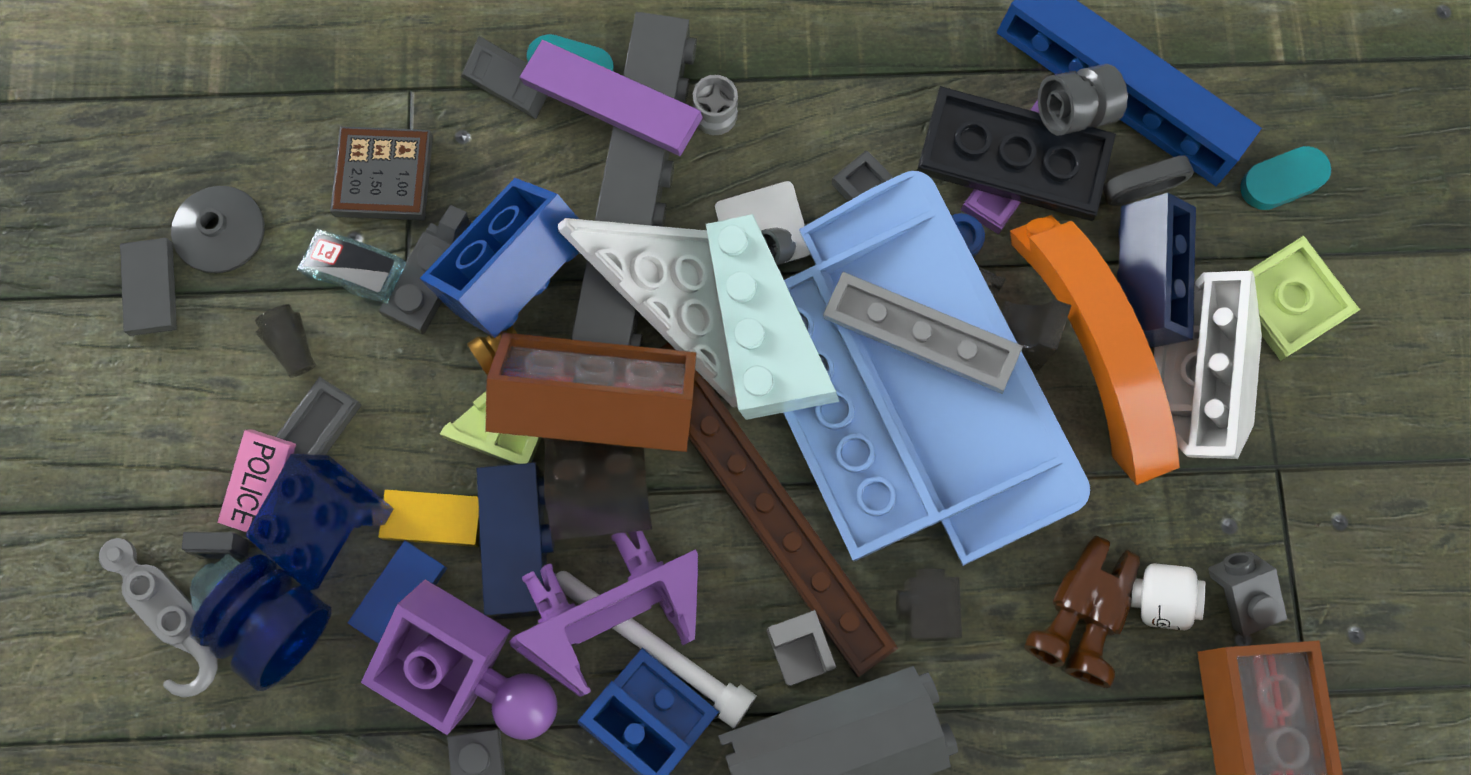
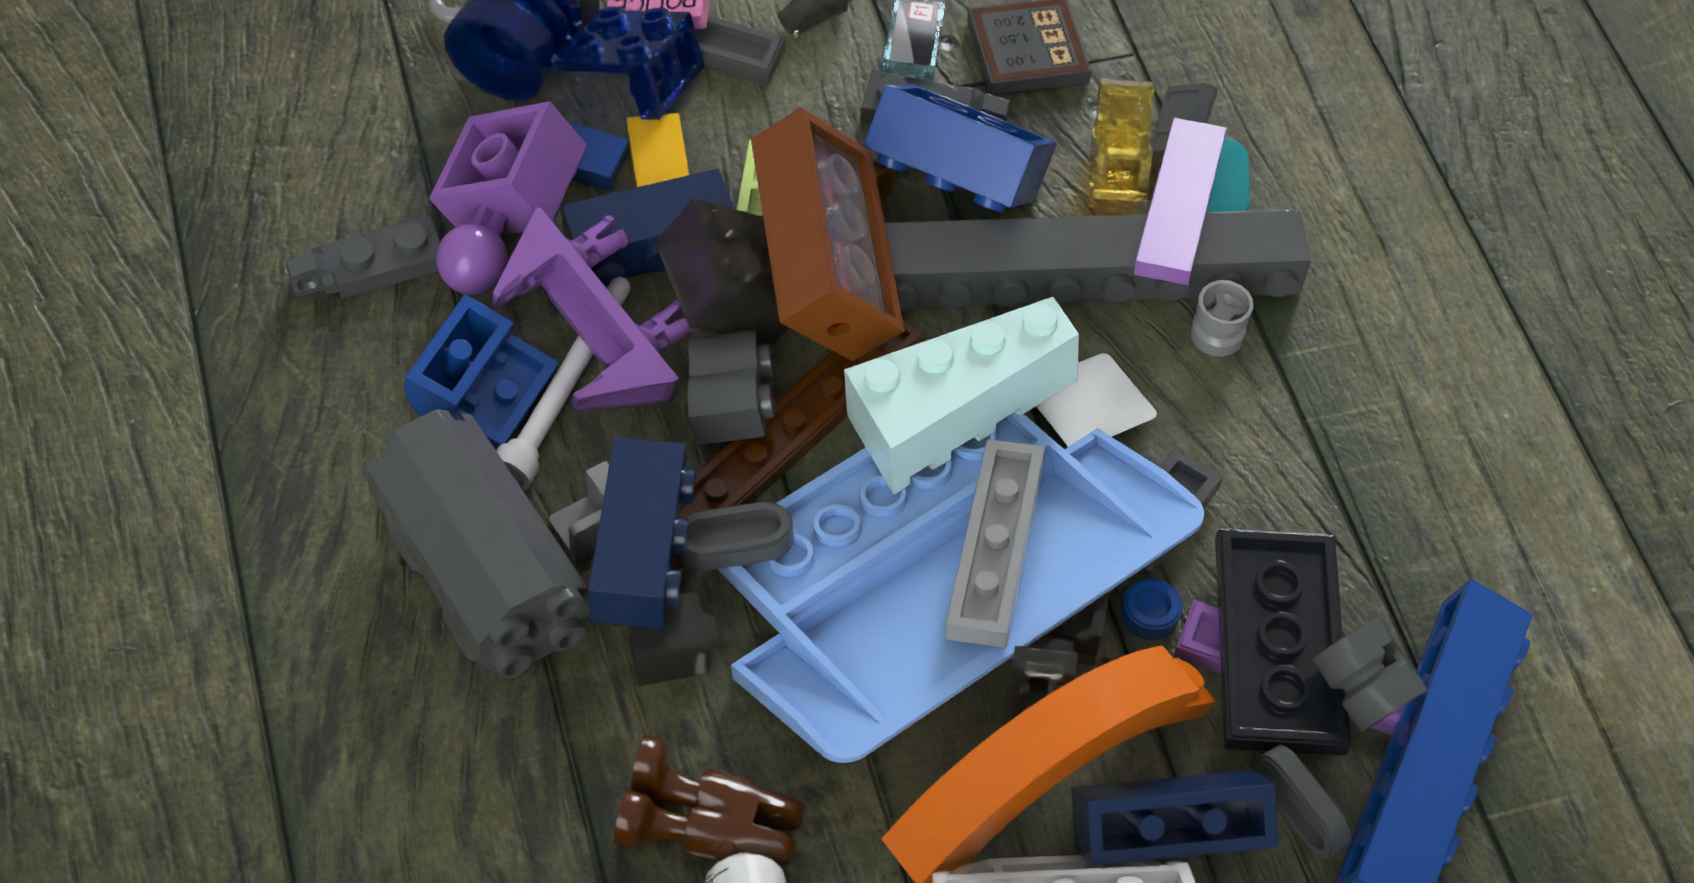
camera: 75 degrees right, 20 degrees down
(526, 132) = (1121, 140): none -> clear yellow brick
(668, 281) = (986, 264): white tile -> none
(704, 509) = (729, 386): none -> dark grey brick
(782, 240) = (1067, 407): dark grey hinge -> none
(855, 536) = (737, 536): none -> dark grey tile
(864, 611) = (641, 533): none -> dark blue brick

